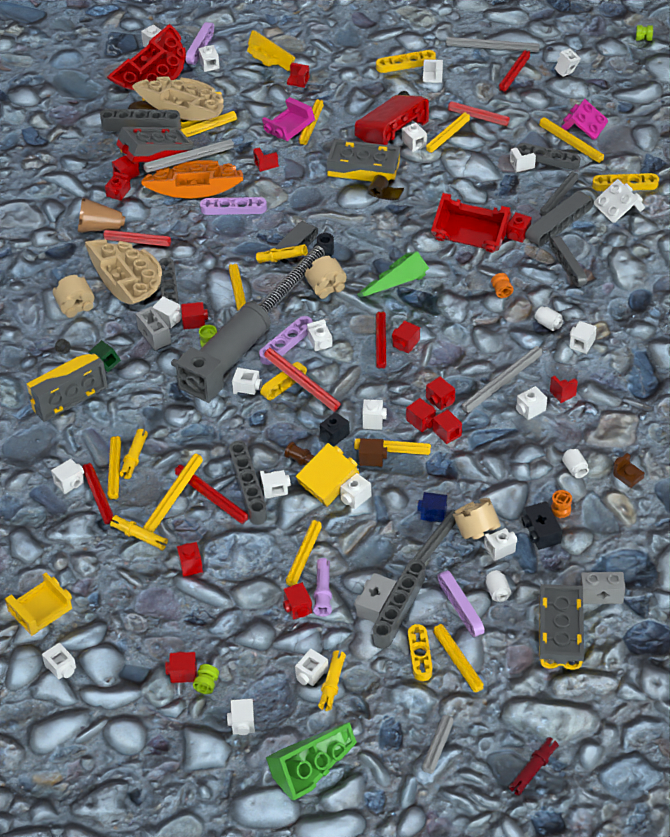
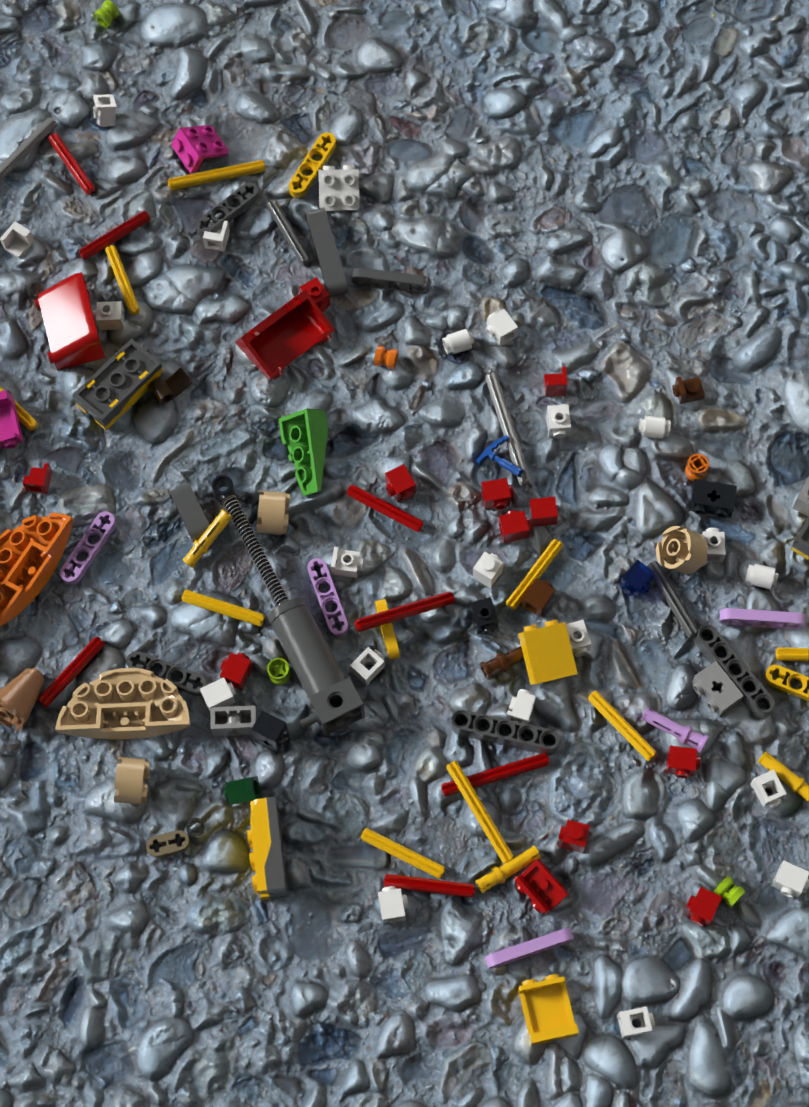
camera: 60 degrees left, 20 degrees up
(39, 342) = (167, 838): none -> dark tan beam
(82, 571) = (529, 948): none -> lavender beam
(131, 459) = (400, 827): yellow pin -> none
(134, 556) = (541, 887): none -> red bracket
(156, 348) = (270, 732): none -> black brick
(471, 376) = (488, 453): none -> blue piece

